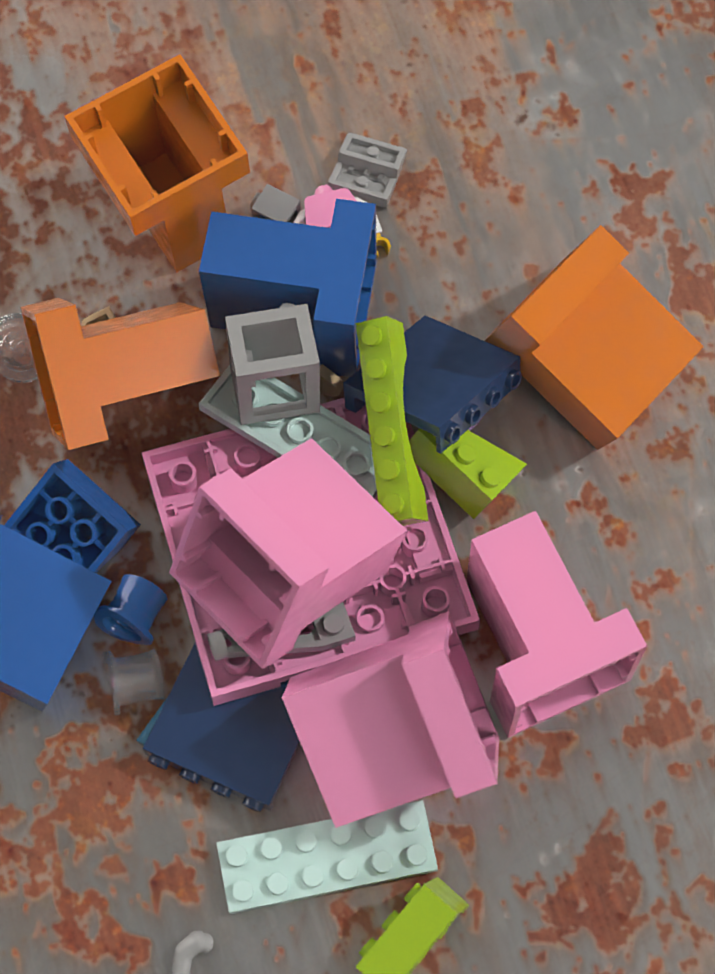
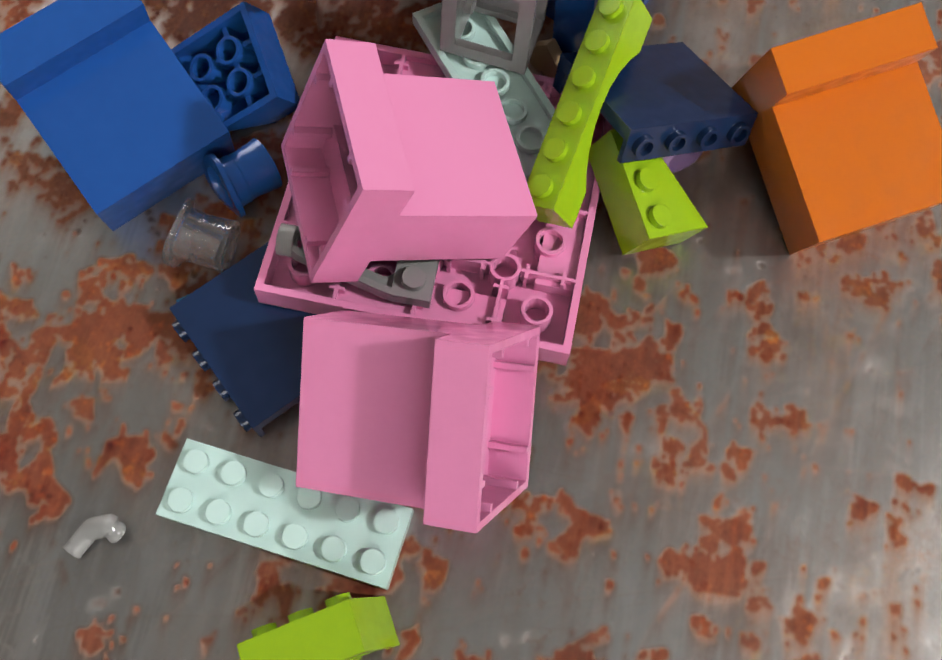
camera: 30 degrees right, 0 degrees up
(544, 628) = (633, 415): bright pink piece -> none

